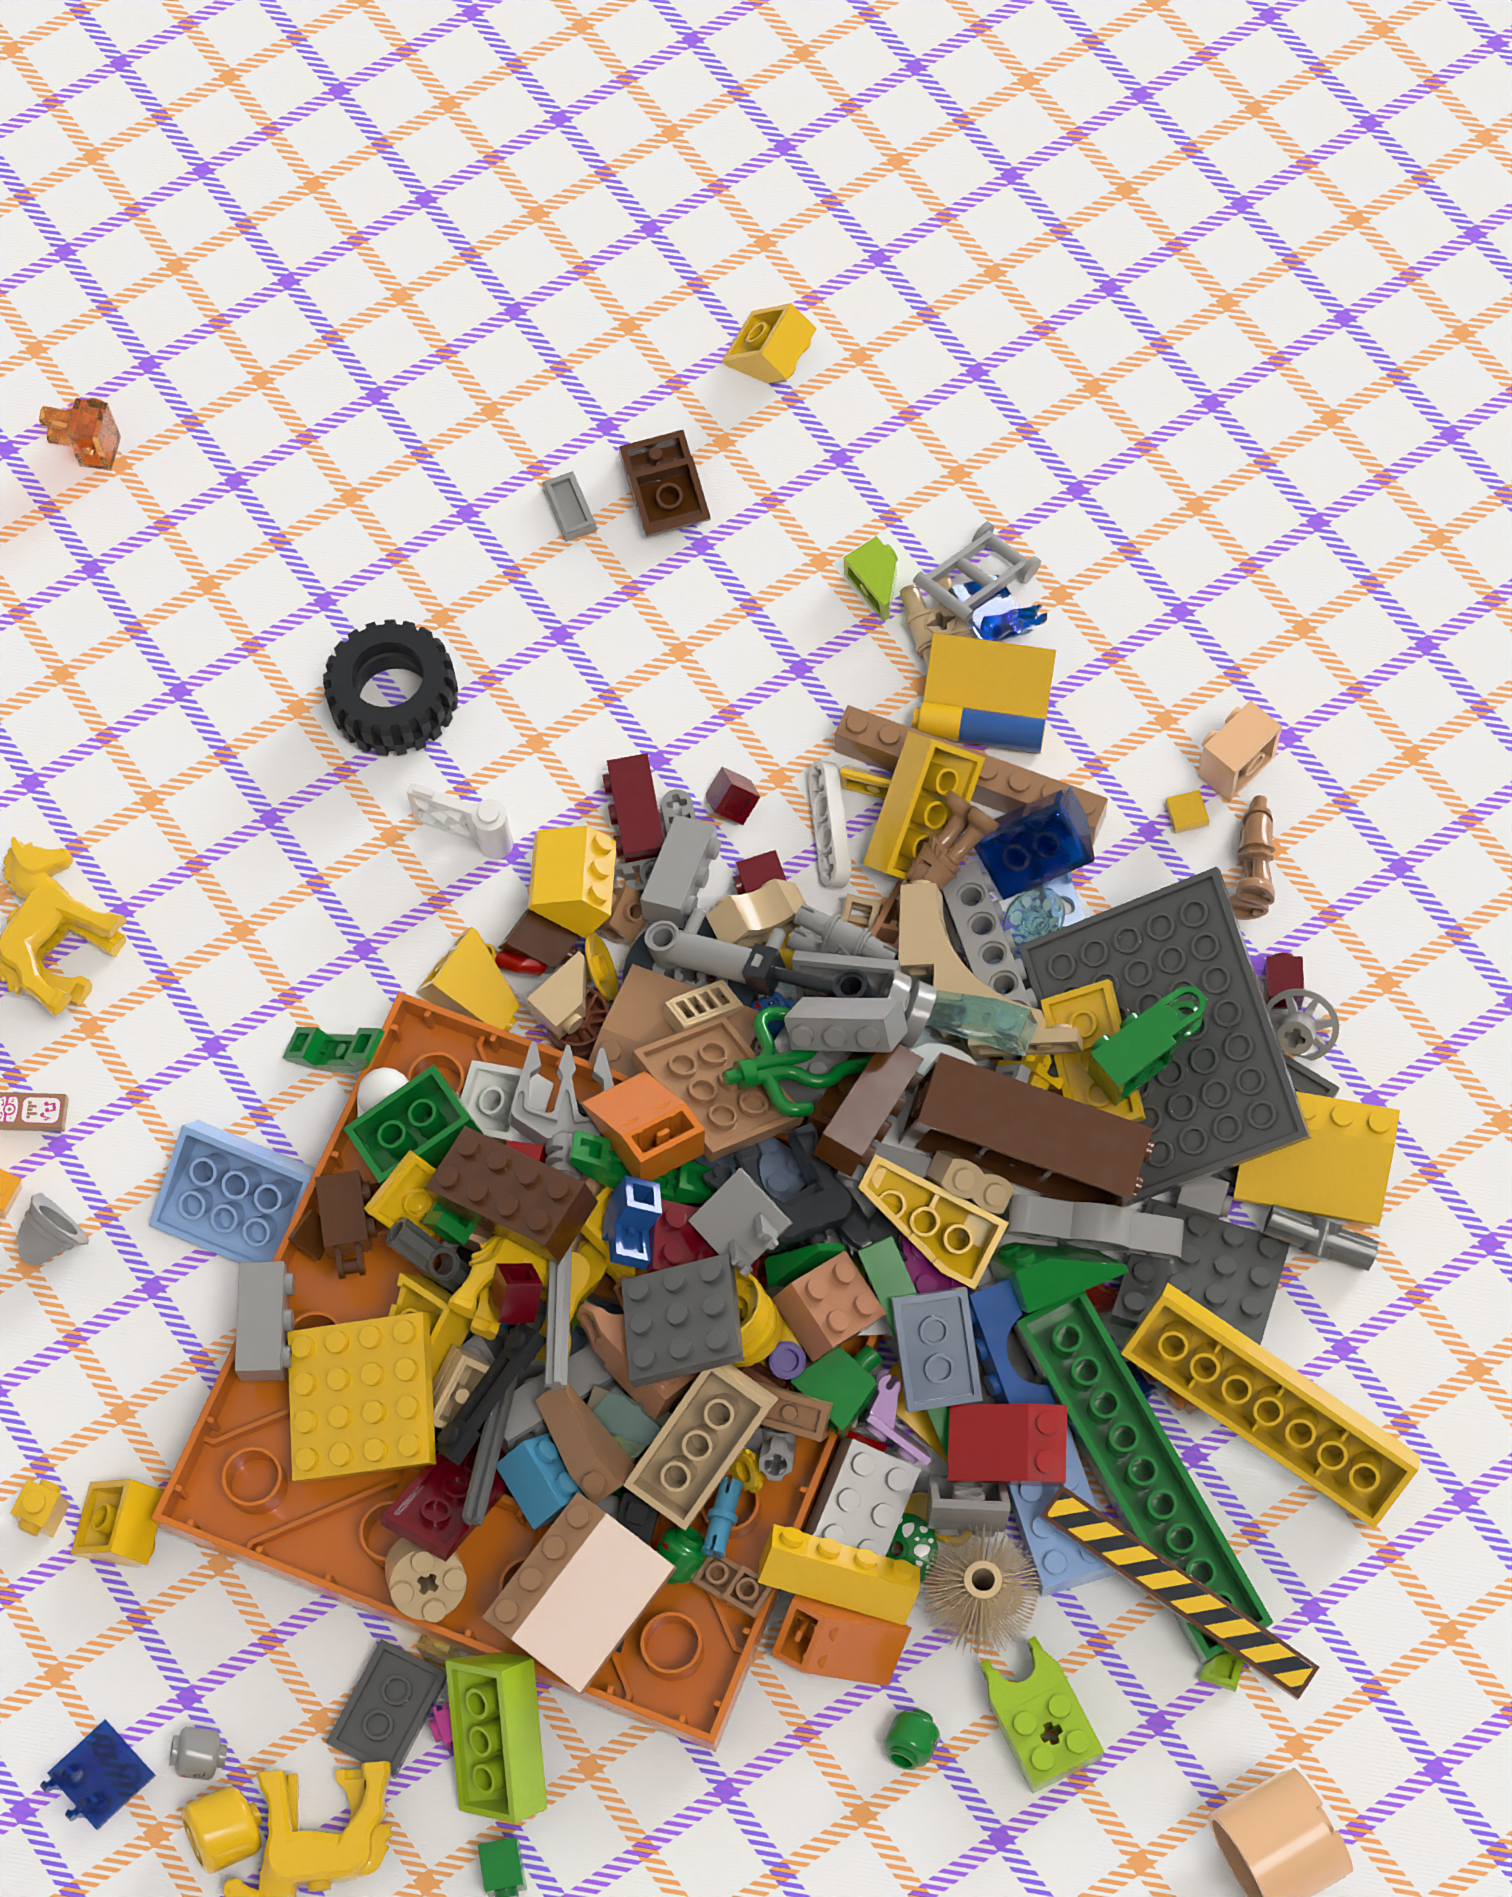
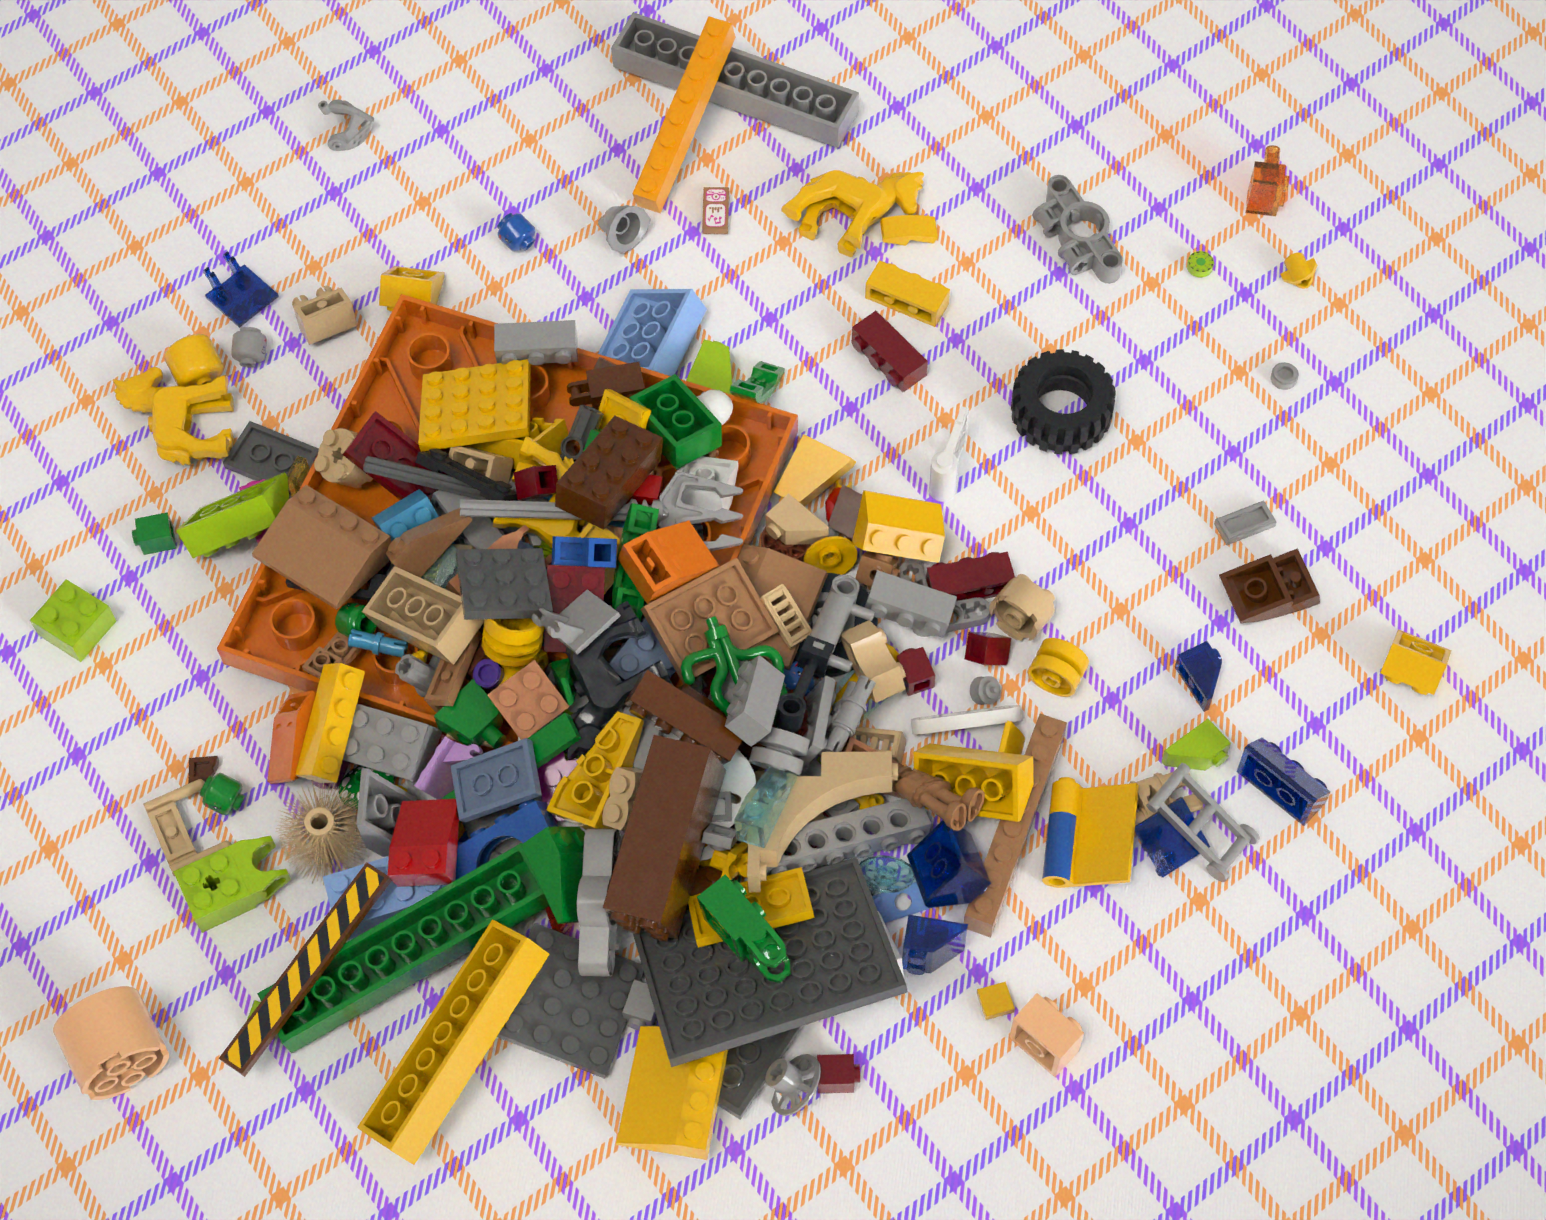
camera: 85 degrees right, 5 degrees down
(39, 1377) = (516, 232): none -> blue head
(39, 1508) = (422, 240): yellow brick -> none
(94, 864) = (908, 227): none -> yellow slope
(100, 684) = (1081, 253): none -> light grey piece
(159, 1641) = (324, 315): none -> tan brick
(188, 525) = (1200, 264): none -> lime tile
(199, 867) = (907, 293): none -> yellow brick
(213, 414) = (1299, 270): none -> yellow piece
(289, 893) = (889, 351): none -> dark red brick
(303, 1111) = (712, 367): none -> lime slope
(364, 446) = (1284, 376): none -> light grey tile
(685, 748) = (1022, 608): none -> tan brick
(768, 713) = (1058, 667): none -> yellow wheel
(777, 564) = (1200, 670): none -> clear blue slope
(790, 800) = (985, 690): none -> light grey wheel
(869, 1776) = (202, 767): none -> reddish brown tile
(921, 489) = (1282, 780): none -> clear blue slope
(965, 1803) = (172, 830): none -> tan plate
(1131, 866) = (931, 943): none -> clear blue slope
(1255, 851) = (953, 1050): medium nougat piece -> none
(1320, 1237) = (606, 1096): dark grey piece -> none

